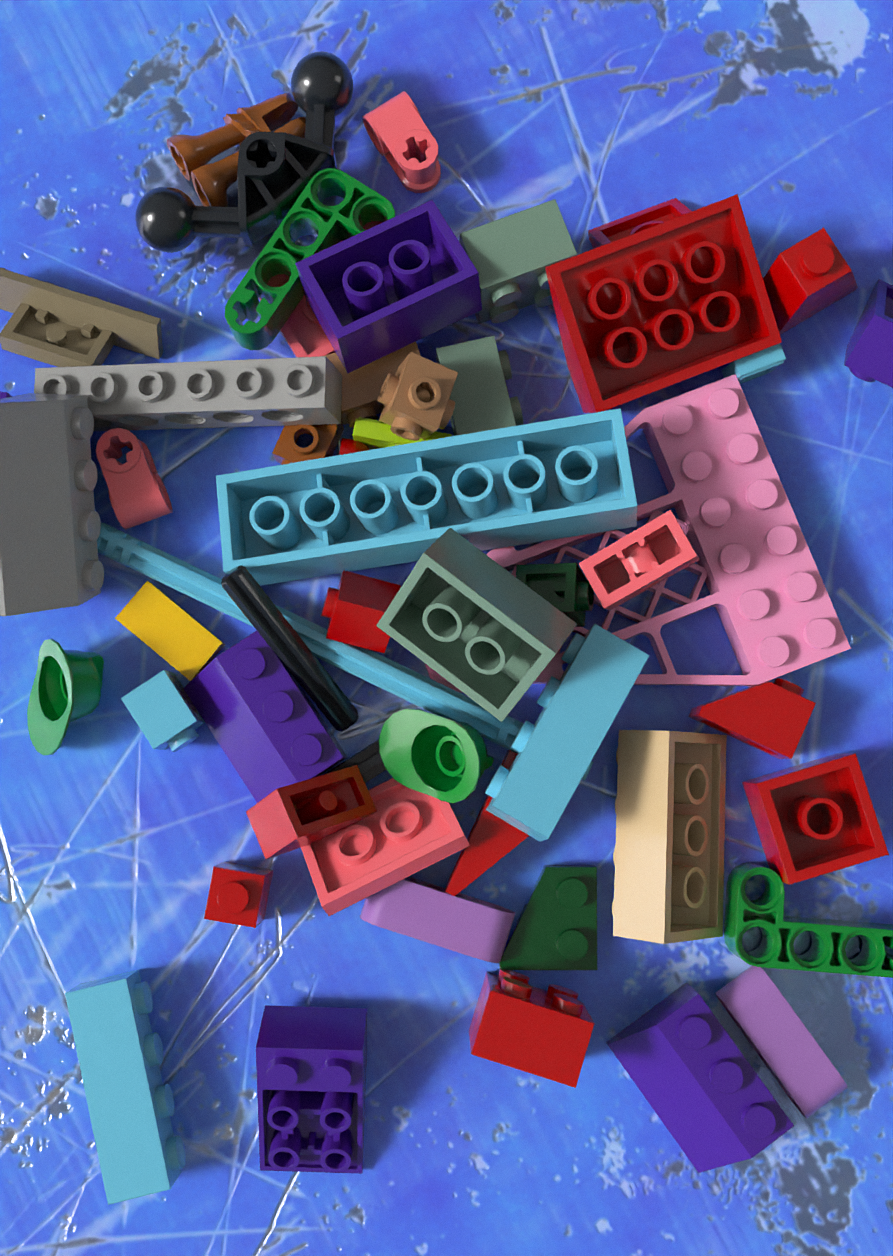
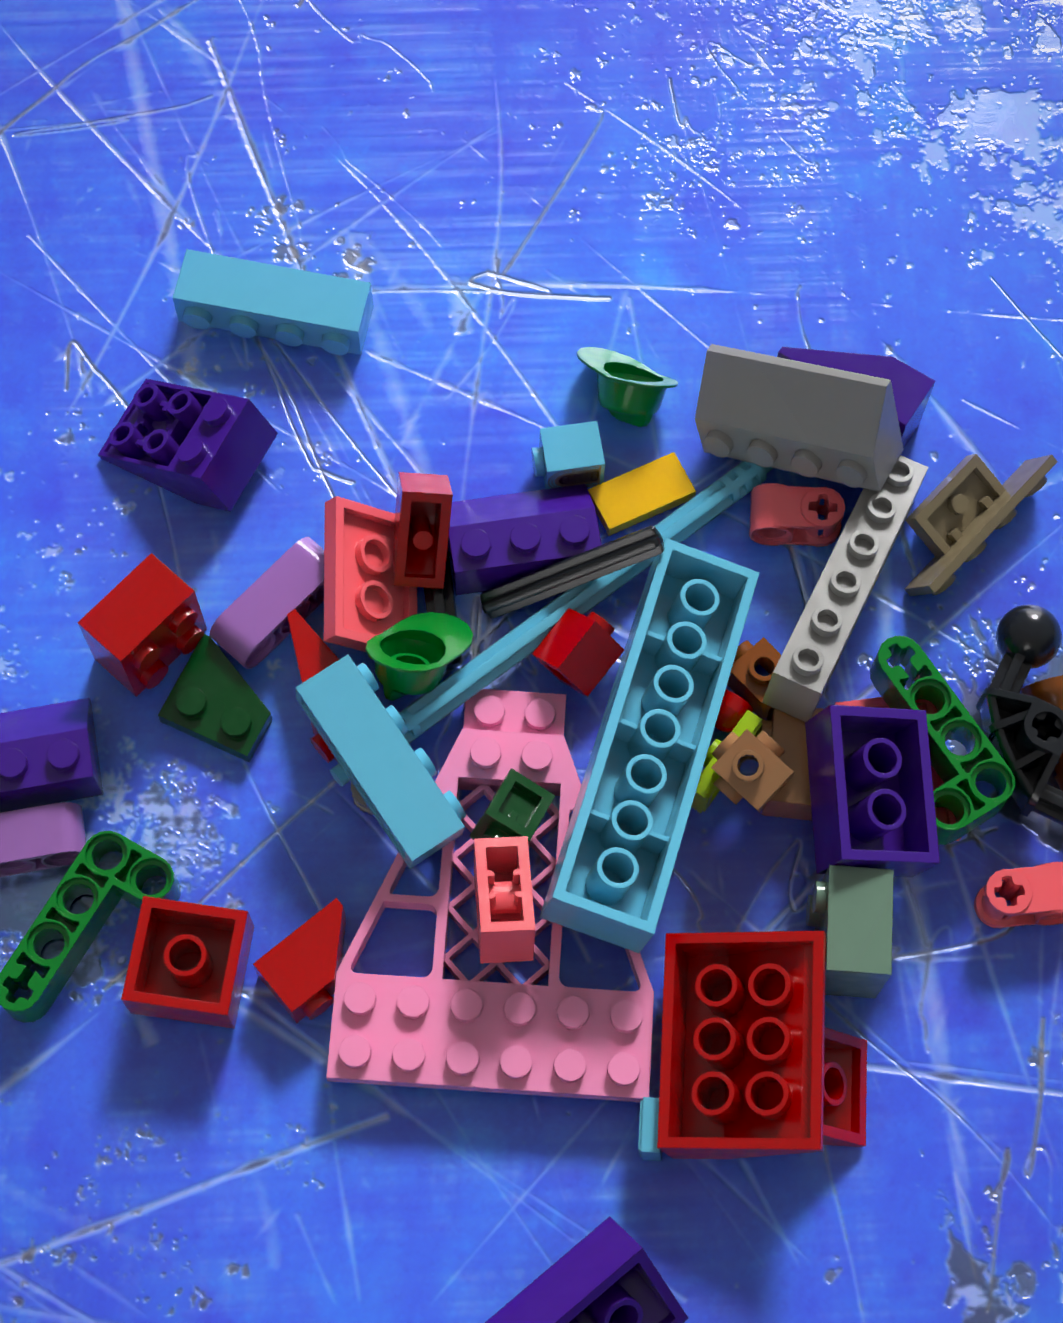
camera: 115 degrees right, 15 degrees down
(238, 894) = (381, 449): red brick -> none
(475, 623) = (514, 717): sand green brick -> none
(480, 386) = (739, 848): sand green brick -> none
(669, 836) = (241, 833): tan slope -> none
(807, 280) = (712, 1221): red slope -> none

